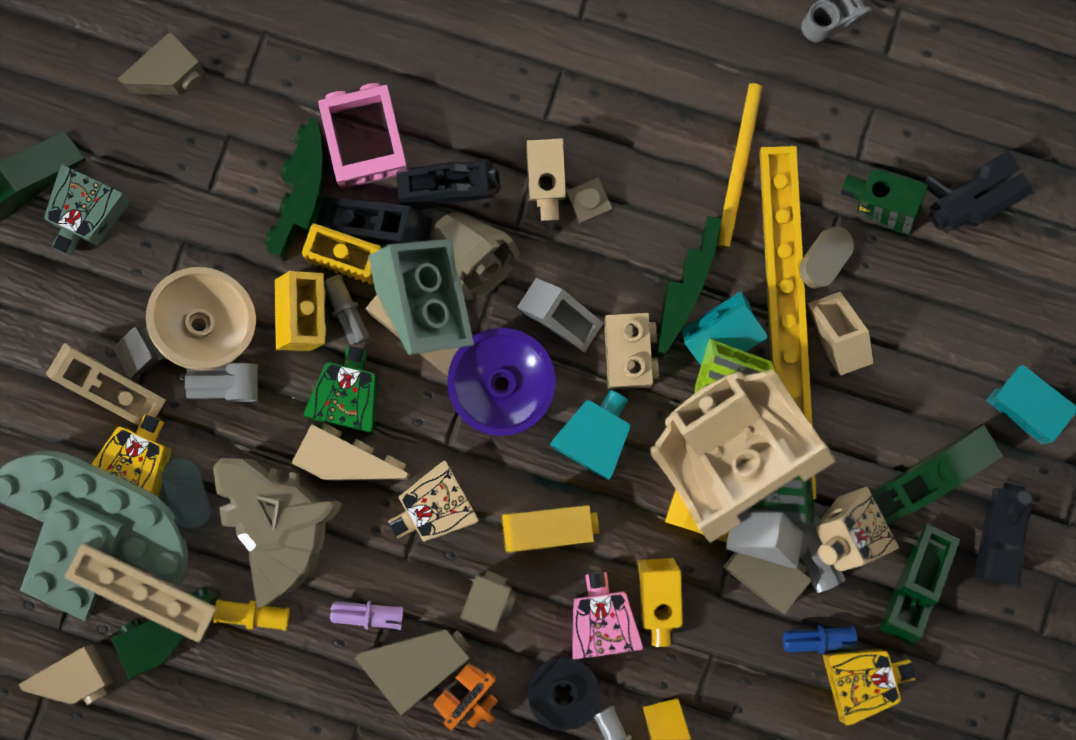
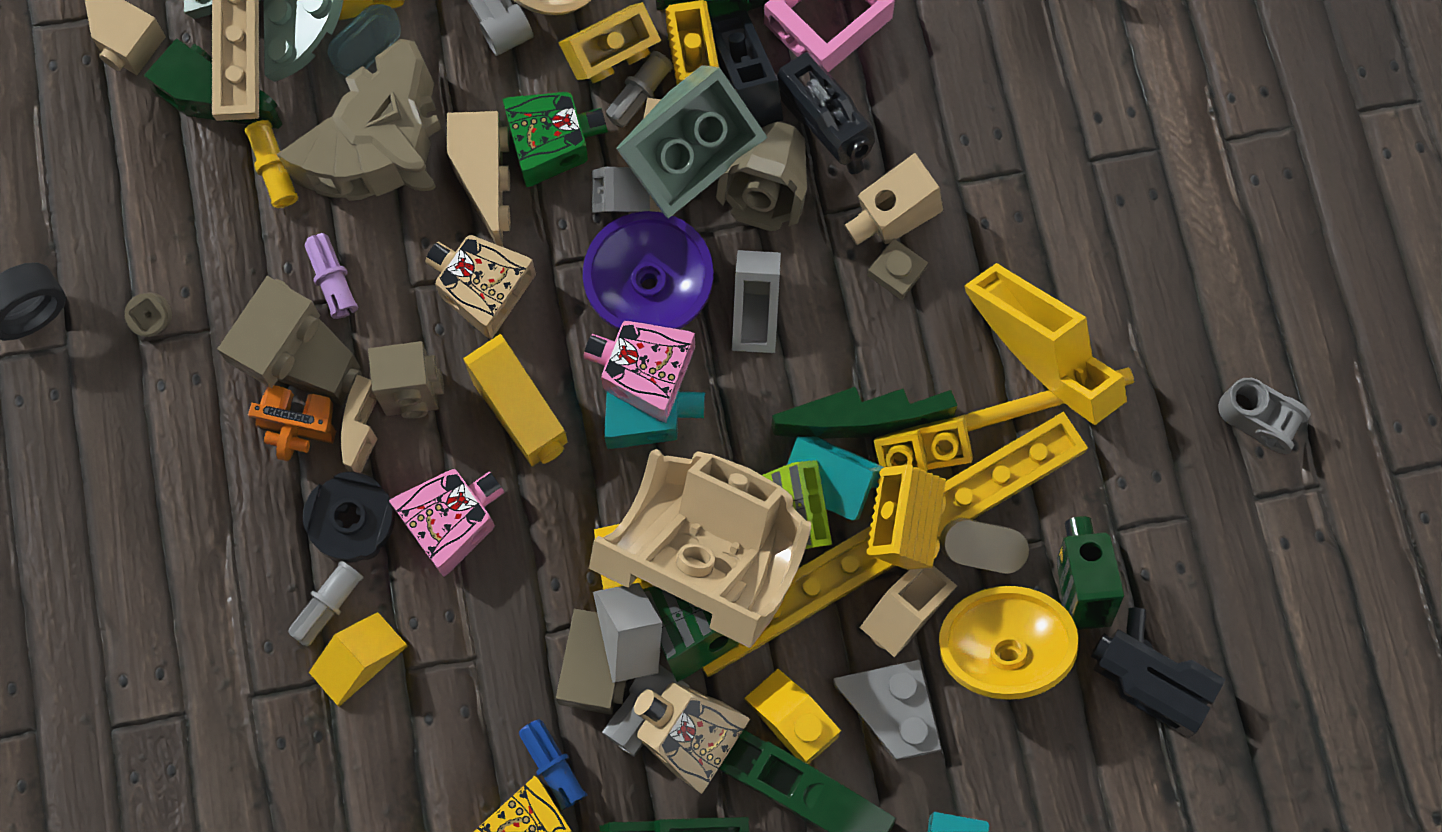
camera: 65 degrees right, 10 degrees down
(404, 684) = (270, 332): none -> dark tan brick
(425, 372) = (618, 191): none -> light grey slope
(507, 658) = (356, 437): none -> tan slope
(577, 423) = (643, 365): none -> bright pink torso
(629, 351) = (757, 390): tan brick -> none
(660, 585) = (519, 553): yellow torso -> none
(705, 129) = (1048, 342): none -> yellow slope
(732, 258) = (926, 445): none -> yellow slope
(788, 300) = (907, 517): none -> yellow brick
(875, 455) = (793, 716): none -> yellow slope
(895, 263) = (1006, 626): none -> yellow dish
(902, 382) = (894, 707): none -> light grey wing

